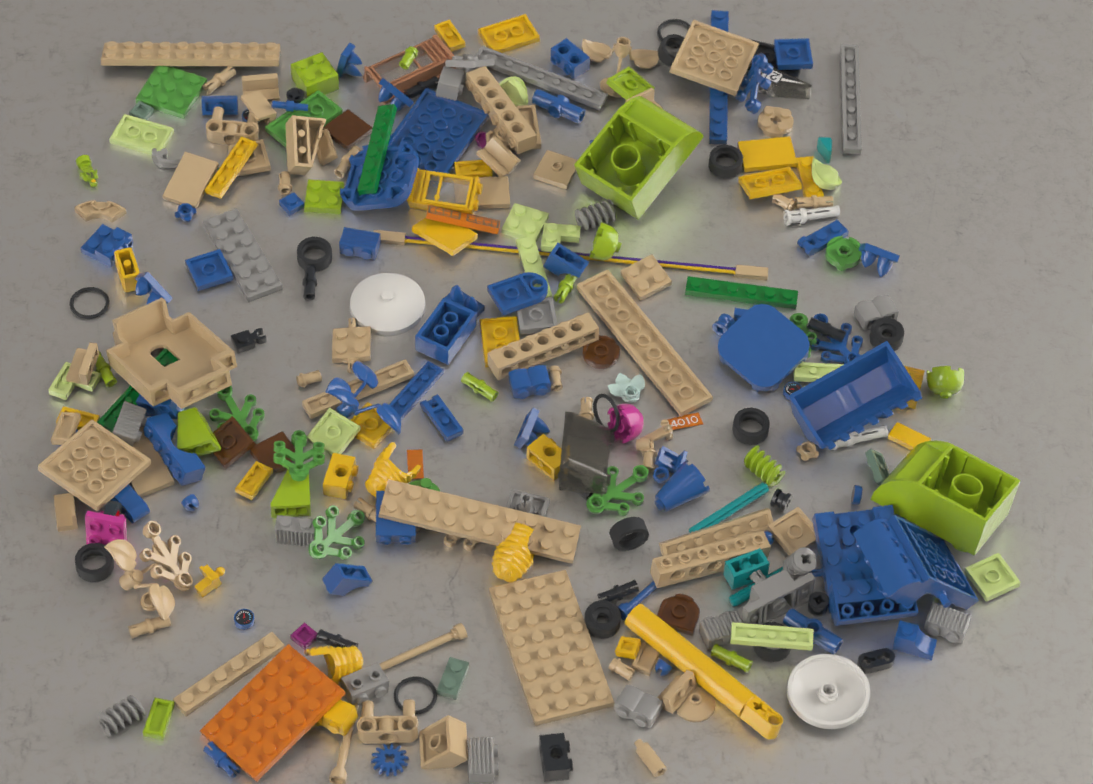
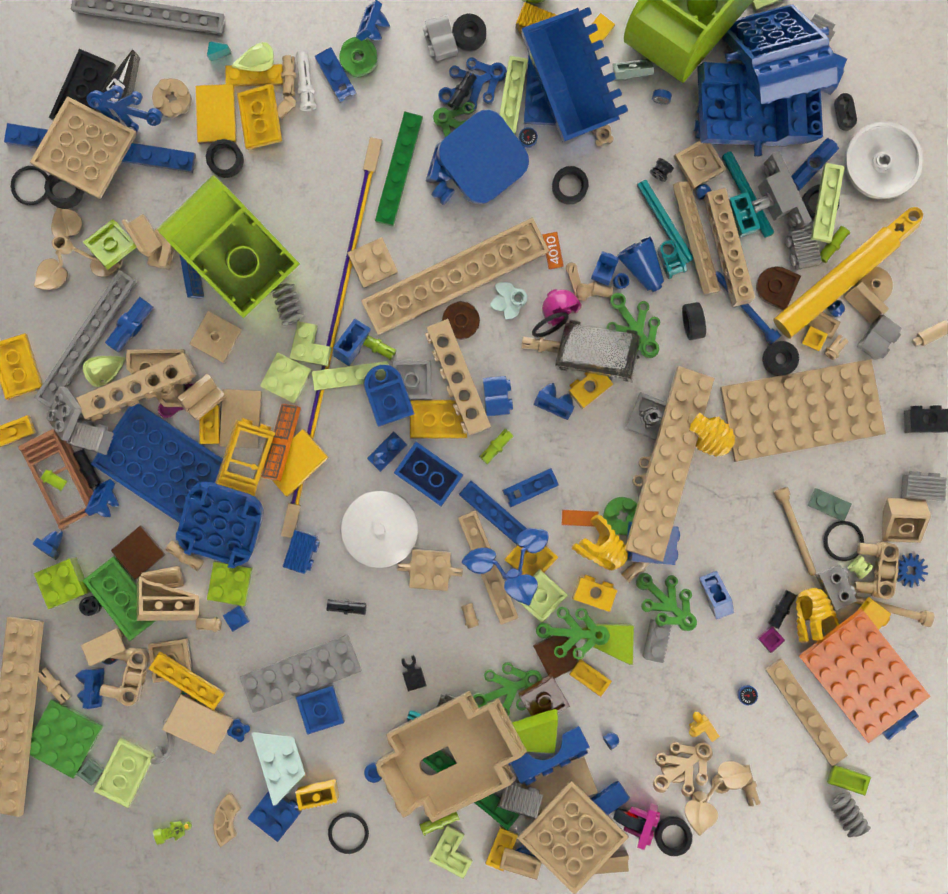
camera: 85 degrees left, 35 degrees up
(83, 364) = (440, 844): tan panel -> none
(148, 284) = (354, 765): blue tile -> none
(155, 241) = (279, 763): none -> light aqua wing
(265, 83) = (70, 638): tan panel -> none
(289, 105) = (107, 613): blue bar -> none
(314, 243) = (295, 603): black tyre -> none
(377, 149) = (182, 524): green plate -> none
(389, 706) = (860, 567): none -> yellowish green wheel
(555, 378) = (492, 370): tan pin -> none
(570, 58) = (60, 300): blue brick -> none
(605, 243) = (333, 298): lime cylinder -> none
(619, 592) = (751, 340): black pin -> none
(688, 515) = (672, 260): none -> teal piece
(762, 467) = (621, 179): lime piece -> none
(793, 54) = (85, 62): blue plate -> none
(800, 562) = (752, 162): light grey piece -> none
(818, 604) = (783, 148): black wheel -> none

